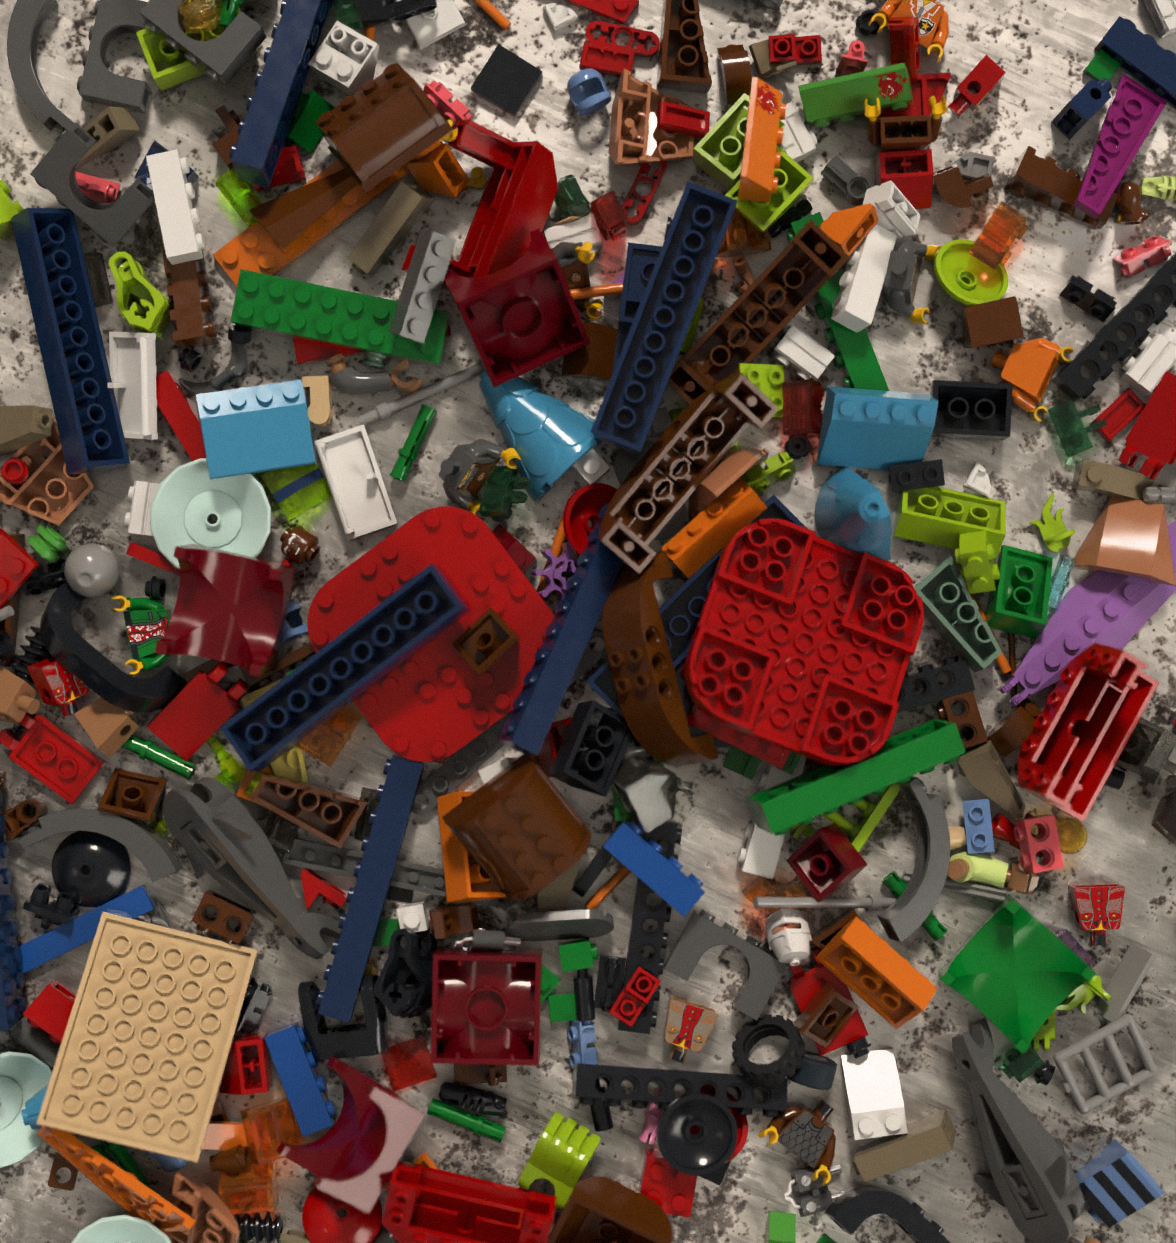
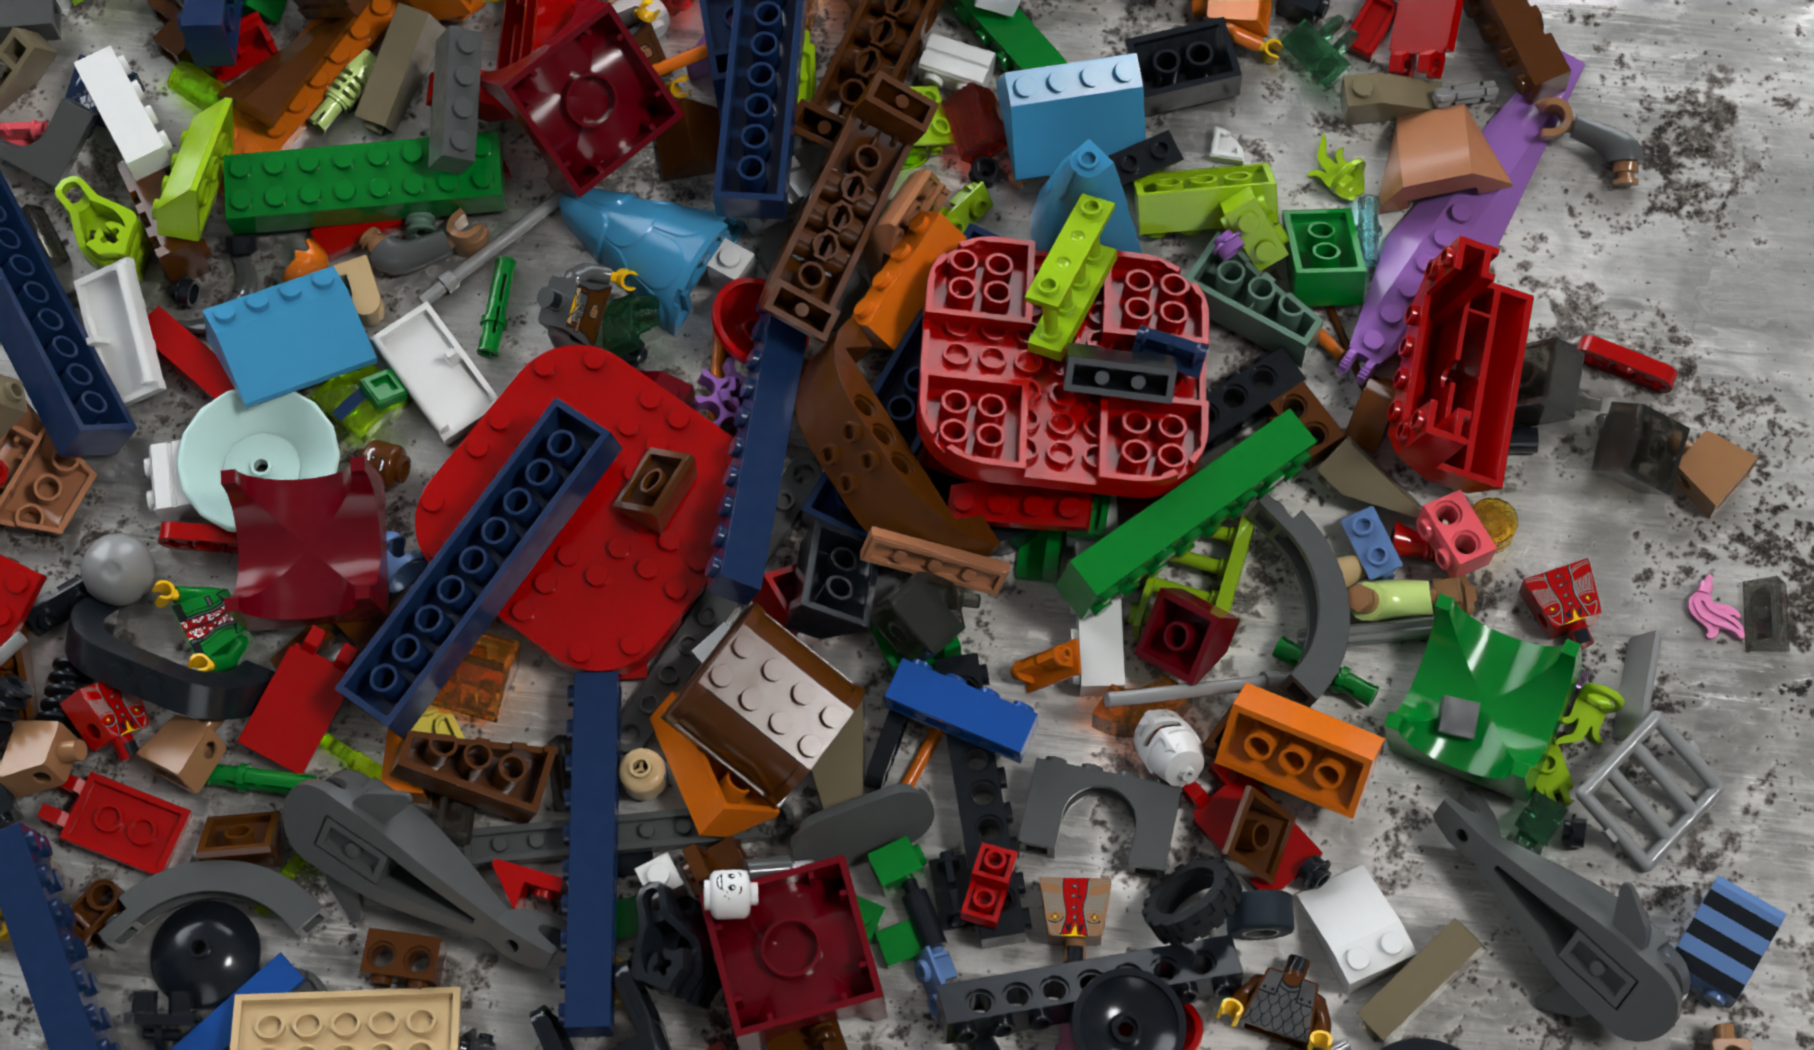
camera: 10 degrees left, 20 degrees down
(48, 543) = (52, 556): bright green wheel -> none
(155, 588) = (207, 574): black plate -> none
(216, 279) = (195, 173): none -> lime slope
(284, 369) = (306, 261): none -> orange hair
(314, 486) = (383, 389): none -> green tile
(347, 228) = (344, 90): none -> yellowish green hinge
(426, 828) = (643, 774): none -> tan head
(453, 968) = (729, 894): none -> white head
(667, 758) = (920, 555): none -> nougat tile
(725, 846) = (1048, 666): none -> orange hinge
(831, 583) = (1071, 277): none -> lime fence
(842, 669) = (1119, 373): none -> black piece
(884, 654) = (1188, 353): none -> dark blue hinge
(954, 574) = (1228, 244): none -> medium lavender plate
(992, 980) = (1457, 718): none -> tile

